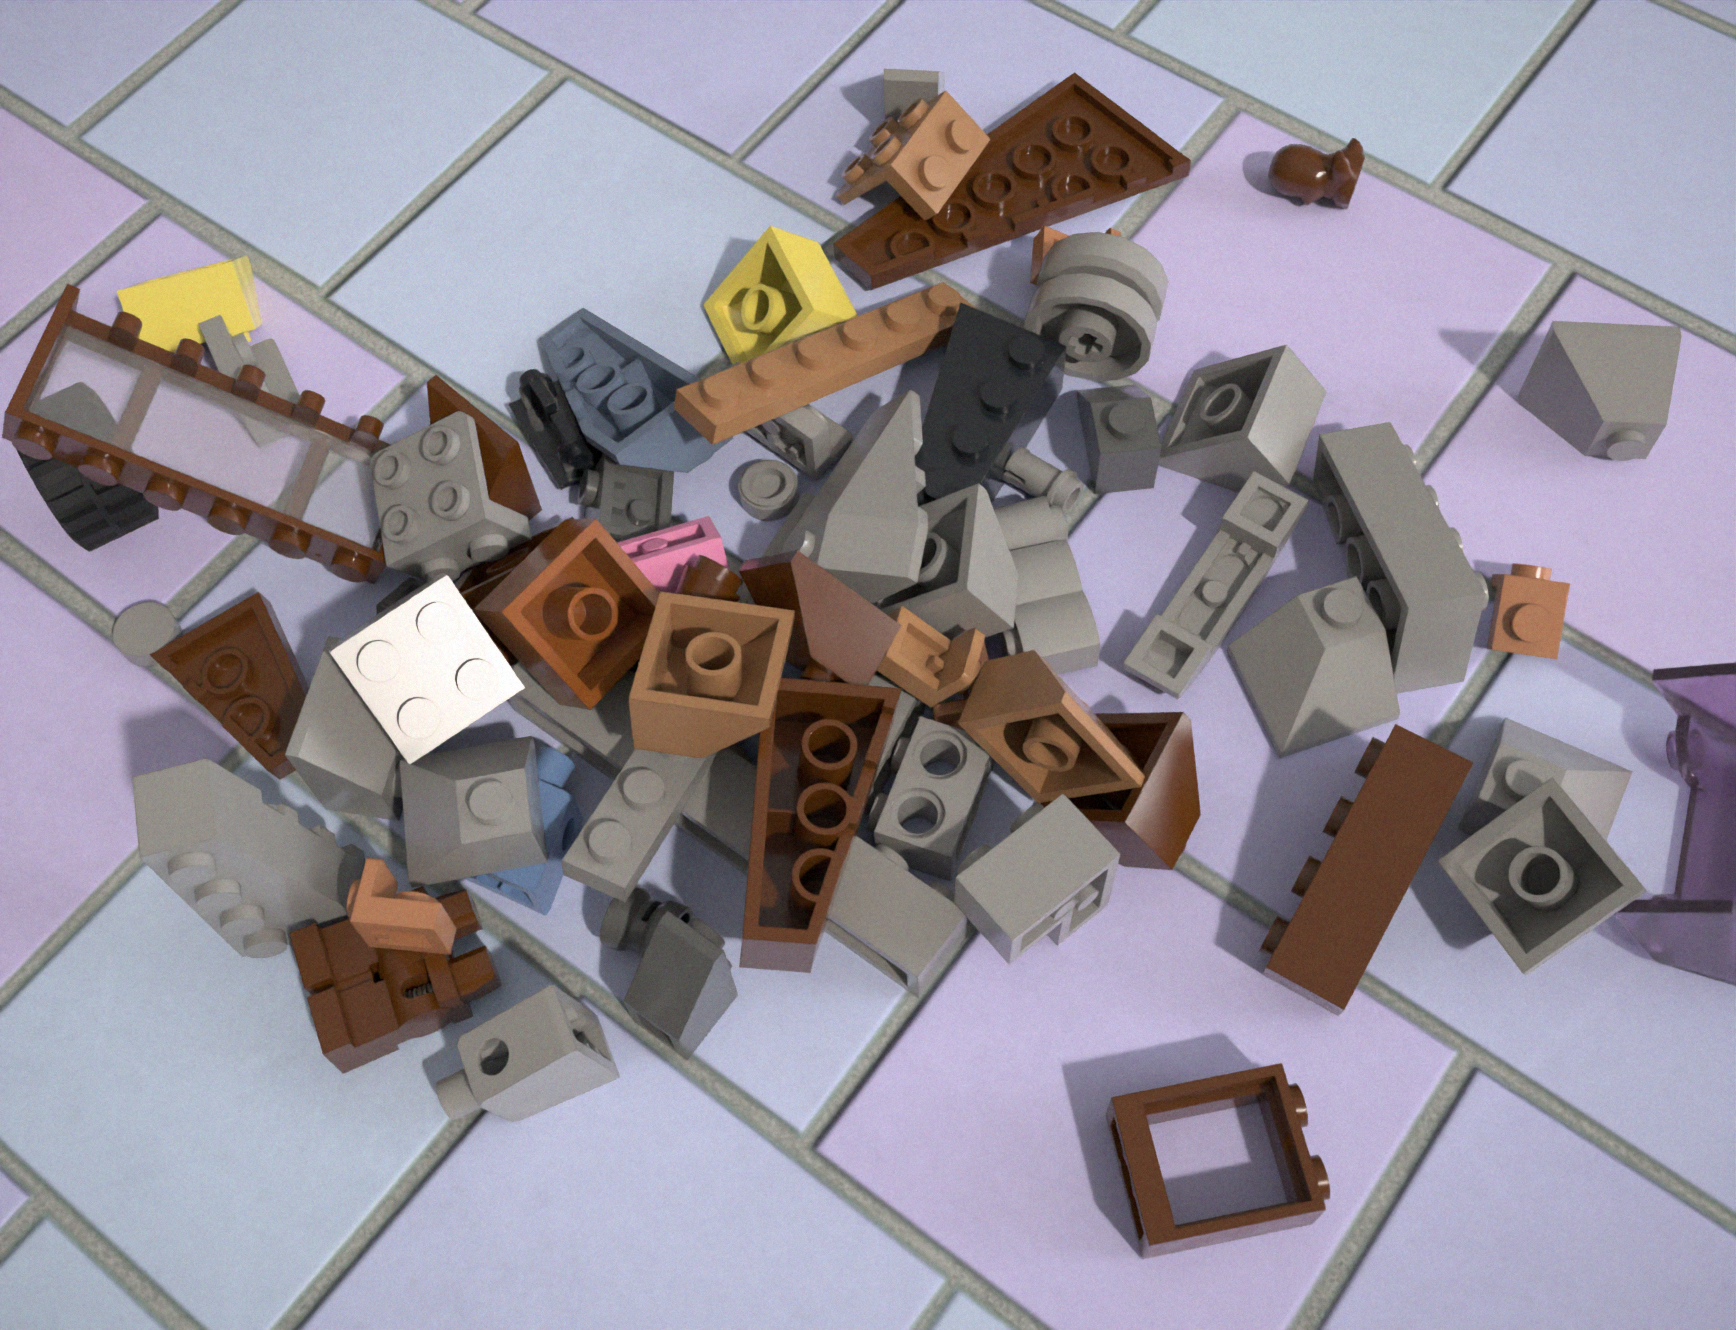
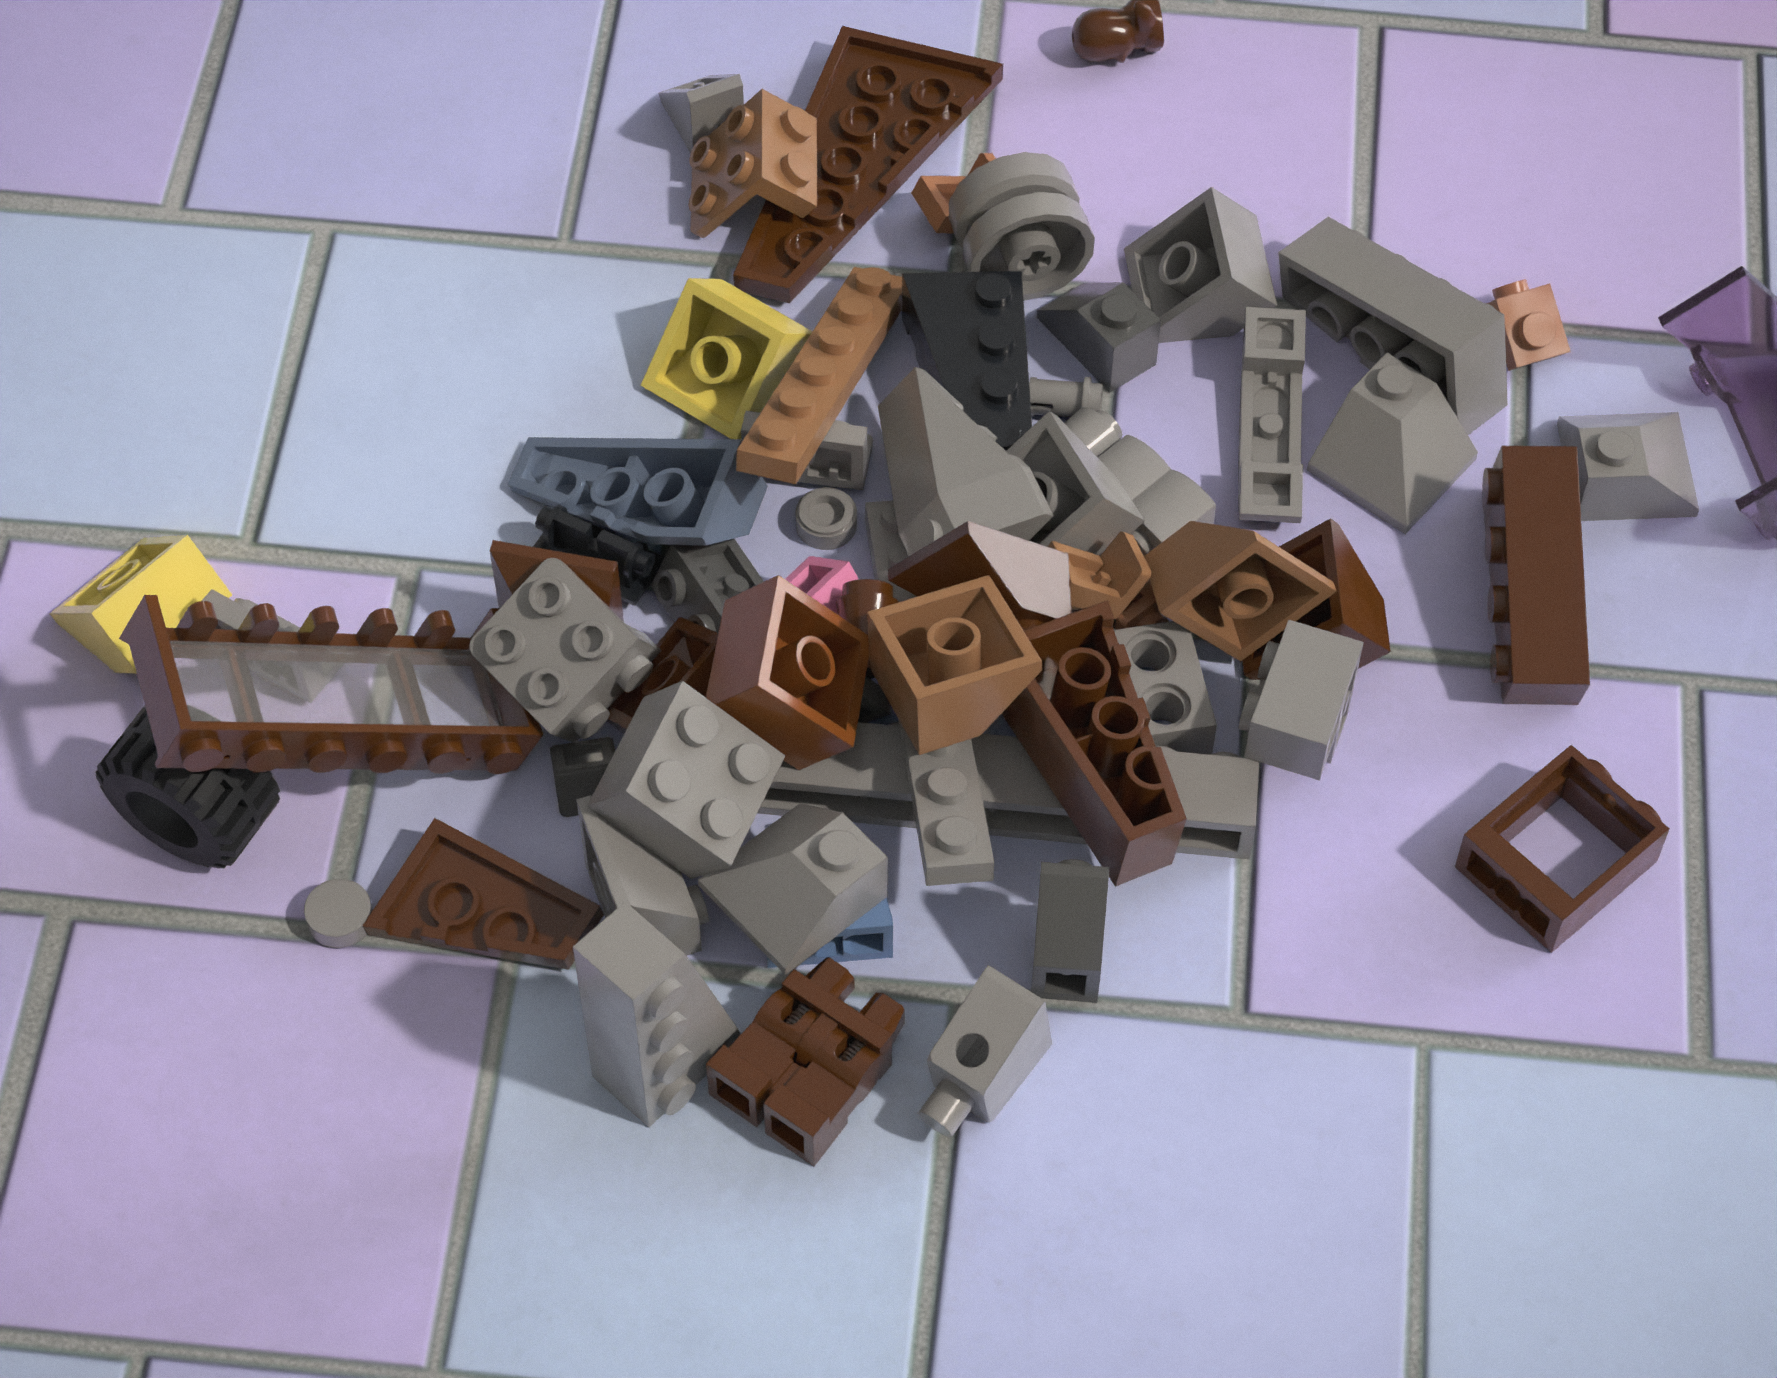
camera: 35 degrees left, 5 degrees down
(399, 923) = (811, 995): nougat bracket -> none
(633, 922) = (997, 911): dark grey wheel -> none
(1541, 876) = (1670, 512): light grey slope -> none
(1604, 385) = (1476, 113): light grey slope -> none

